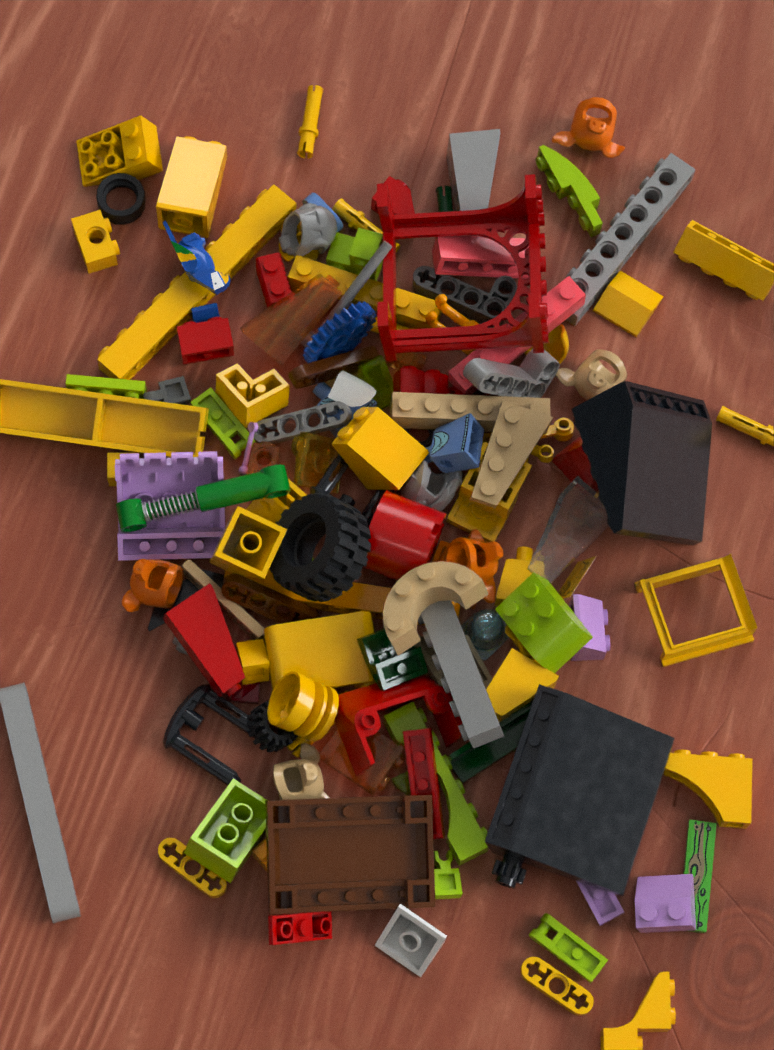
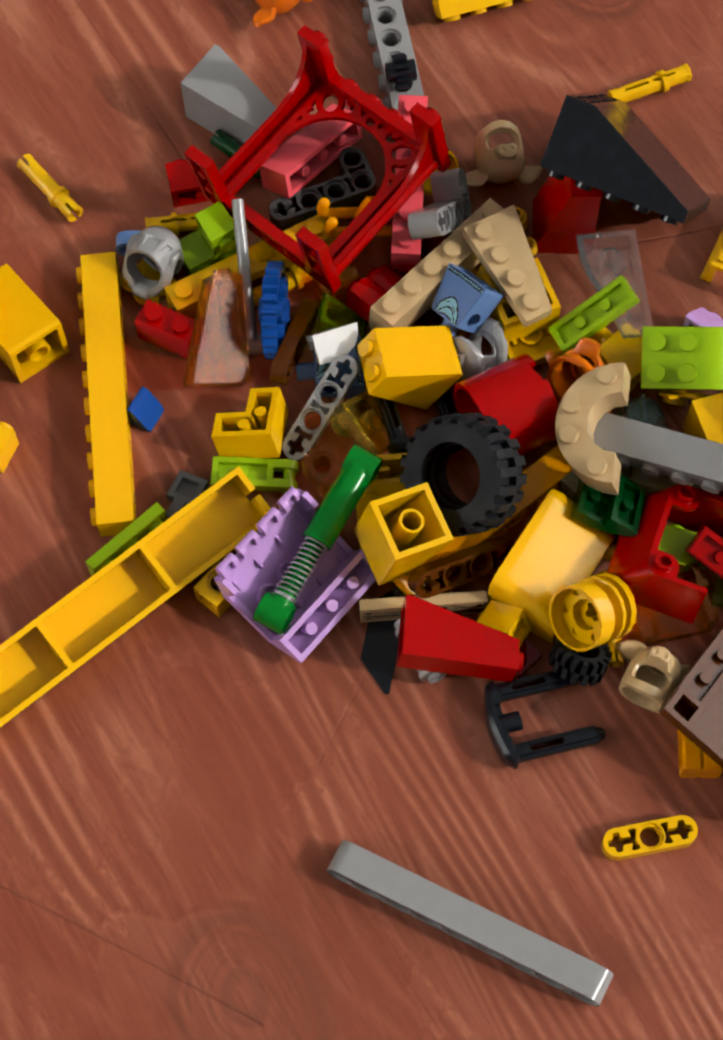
camera: 40 degrees left, 5 degrees down
(153, 584) = (354, 650): orange piece -> none
(198, 262) = (92, 368): blue animal -> none
(205, 340) = (166, 424): red brick -> none
(229, 831) = (649, 772): lime brick -> none
(252, 428) = (286, 450): lavender hinge -> none
(525, 535) = (594, 313): none -> lime plate
(569, 181) = (284, 45): lime slope -> none
(575, 577) = (664, 306): yellow sticker -> none
(595, 261) = (400, 71): none -> black gear
(627, 303) = (452, 88): yellow slope -> none

